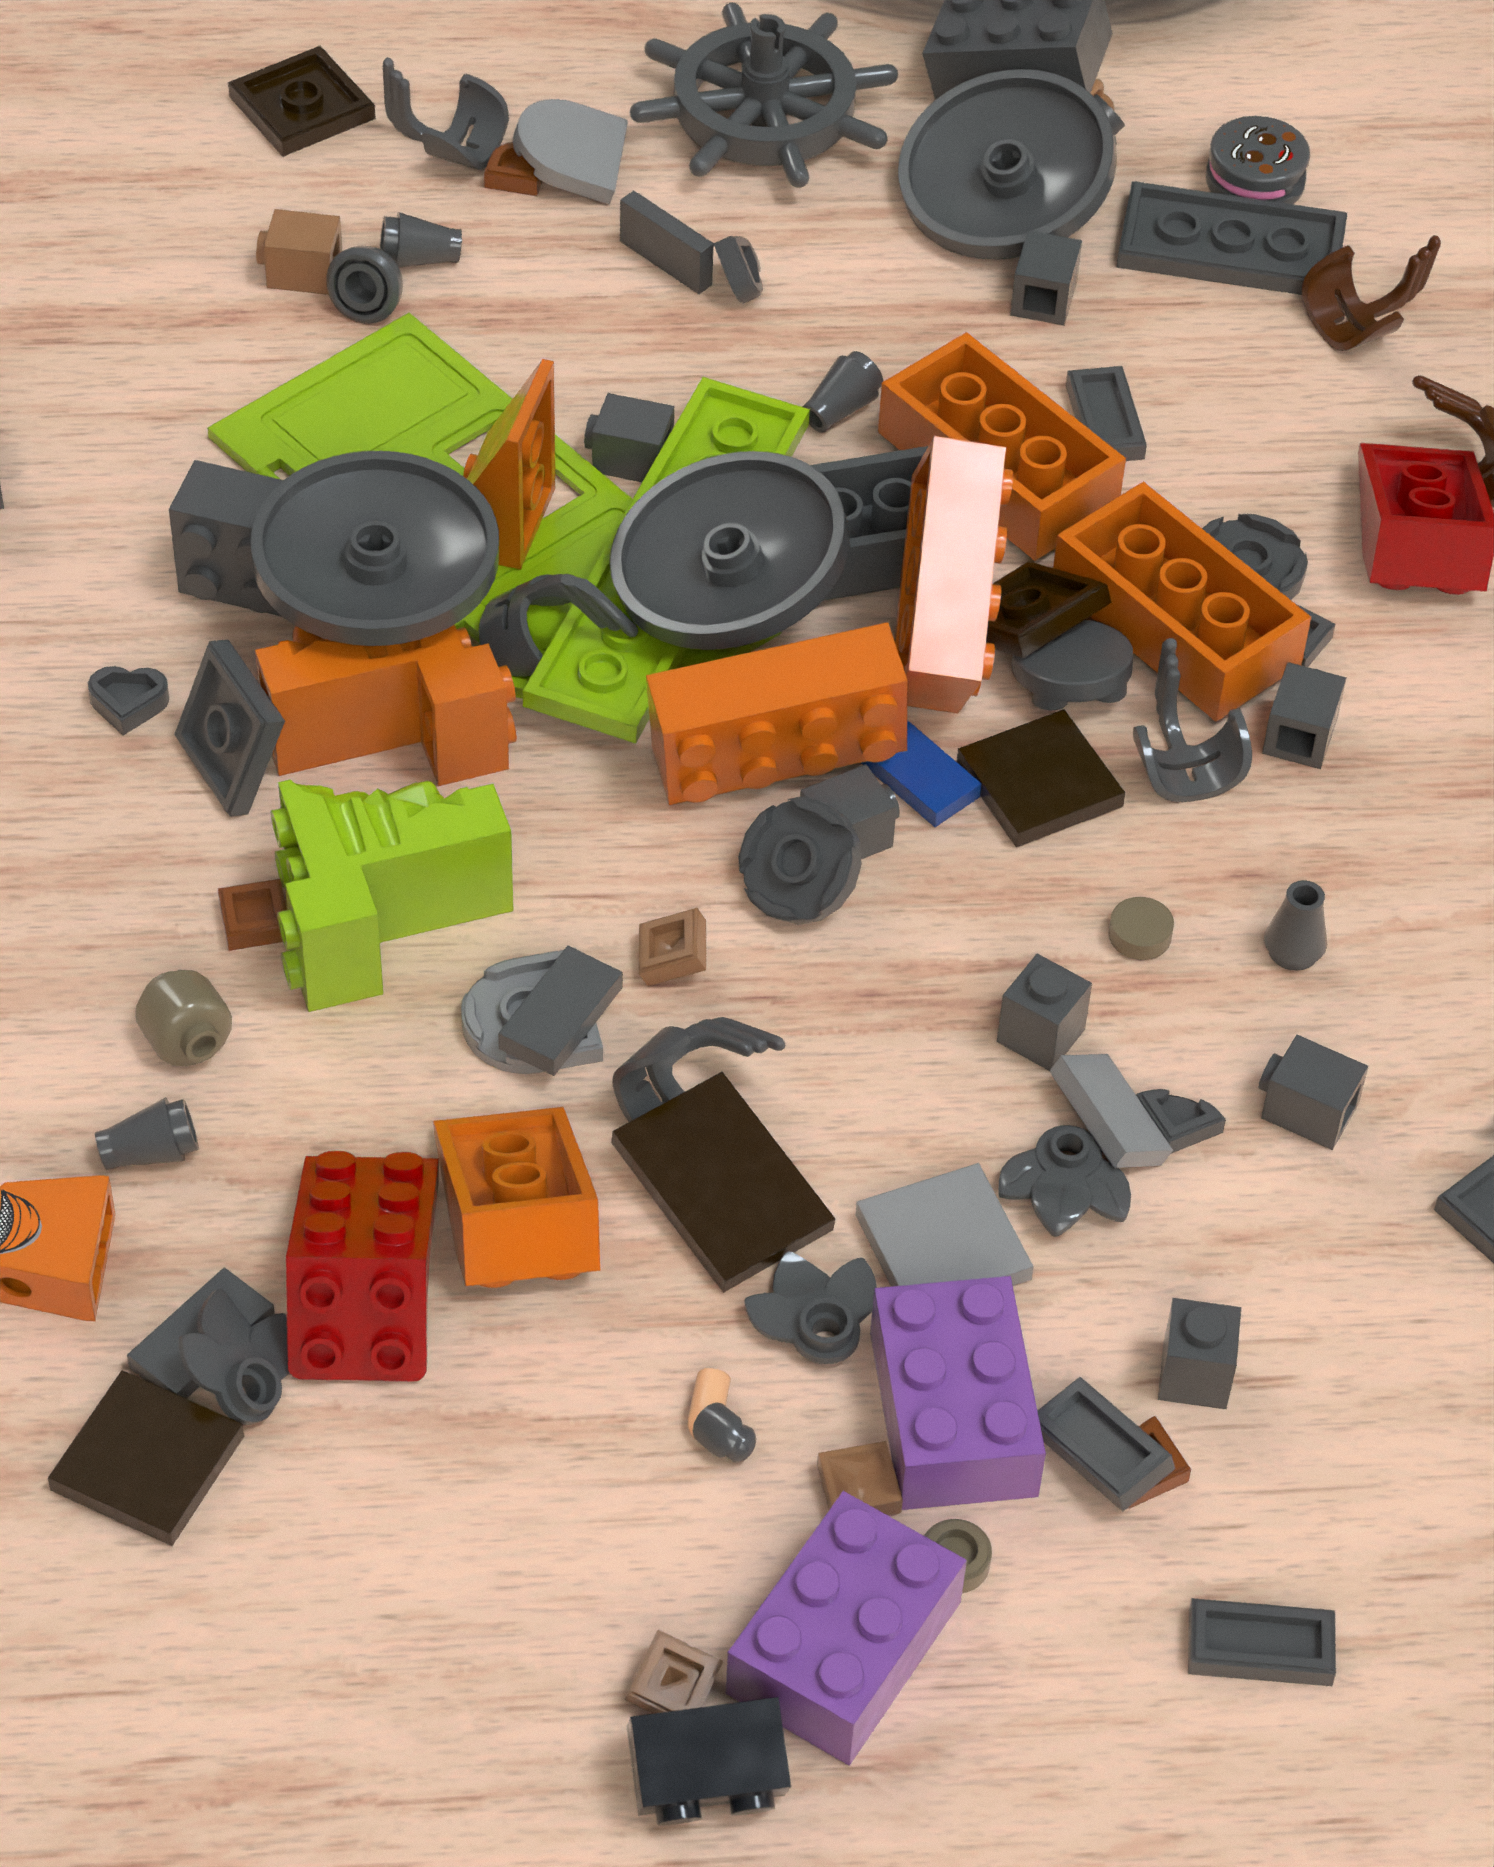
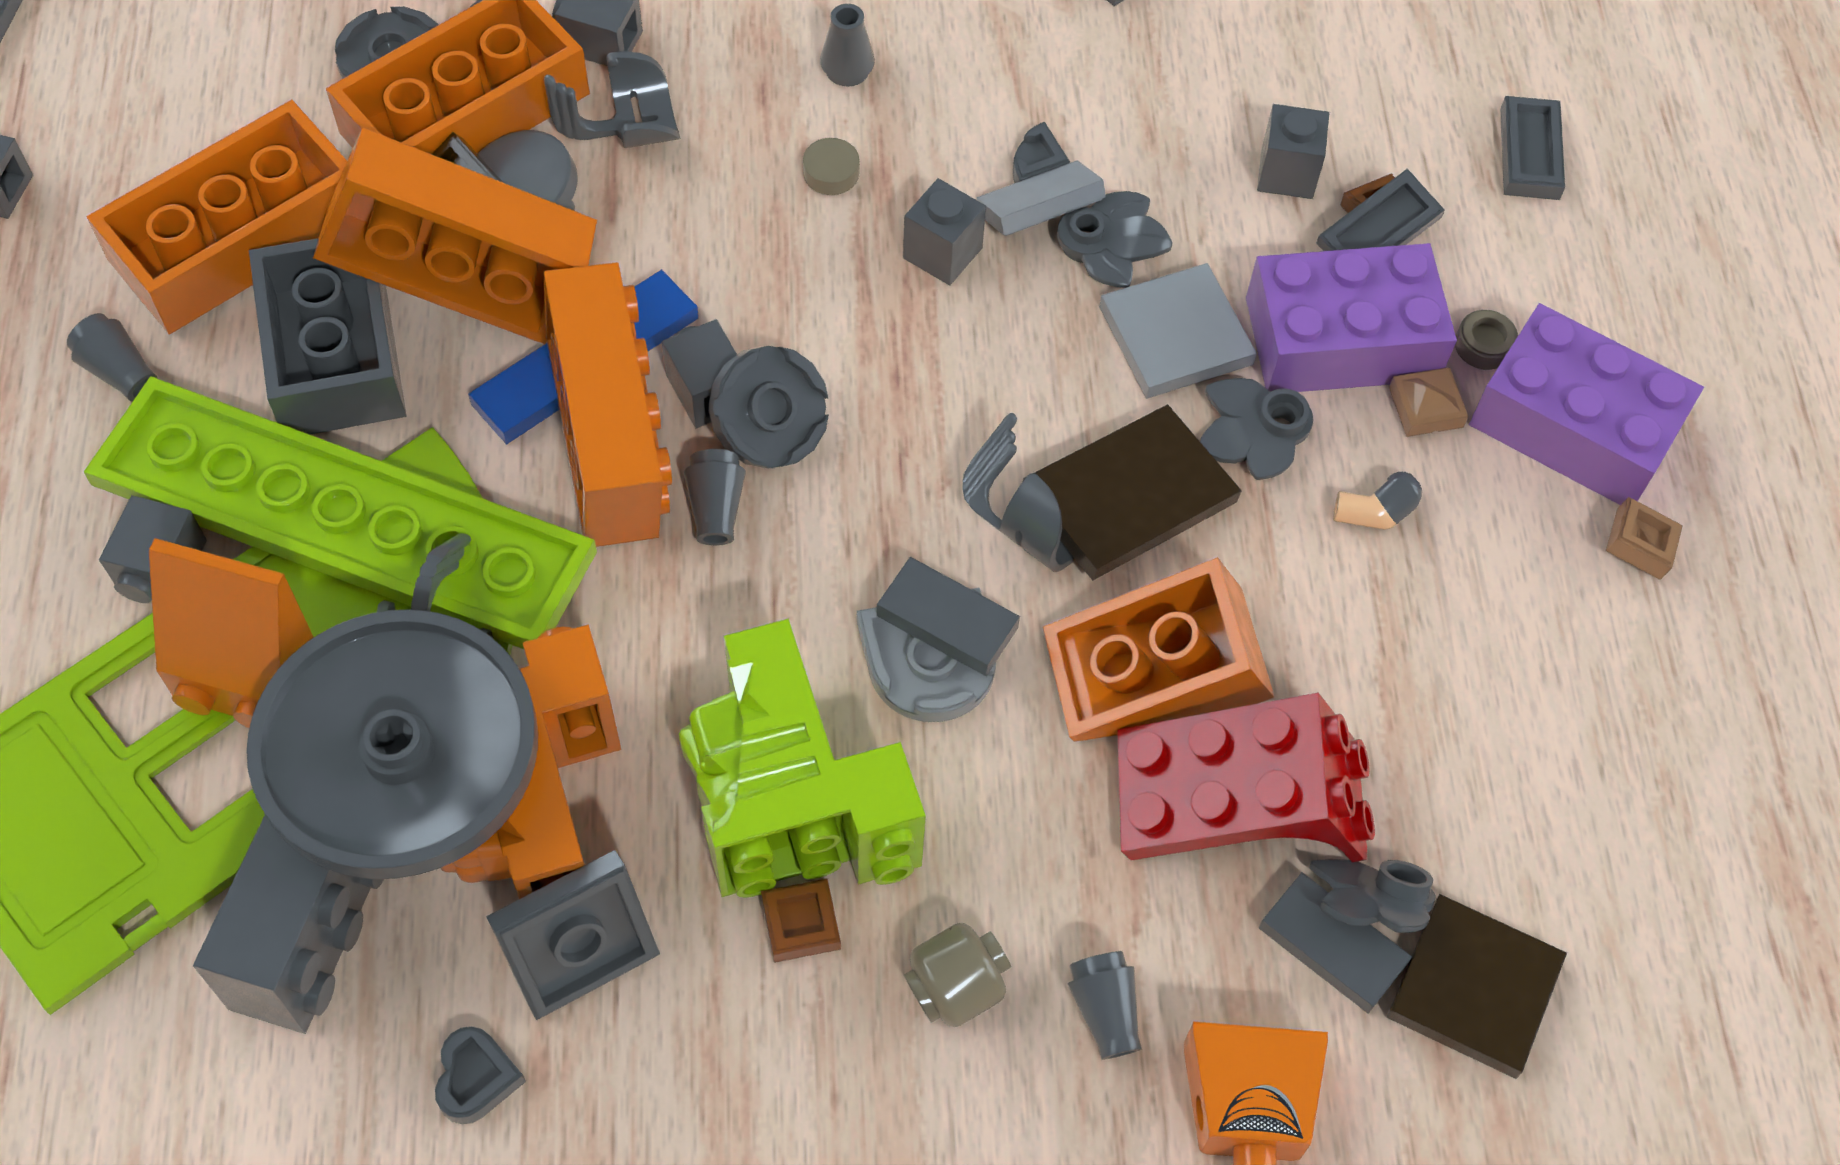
camera: 90 degrees left, 10 degrees up
(672, 947) = (857, 526): medium nougat tile -> none
(703, 832) = (714, 493): none -> dark grey cone
(709, 1759) = (1726, 505): black brick -> none
(730, 550) = (387, 428): dark grey dish -> none
(1041, 777) = (652, 225): dark brown tile -> none
(1107, 408) = (157, 145): dark grey tile -> none
(1312, 1091) = (1020, 56): dark grey brick -> none

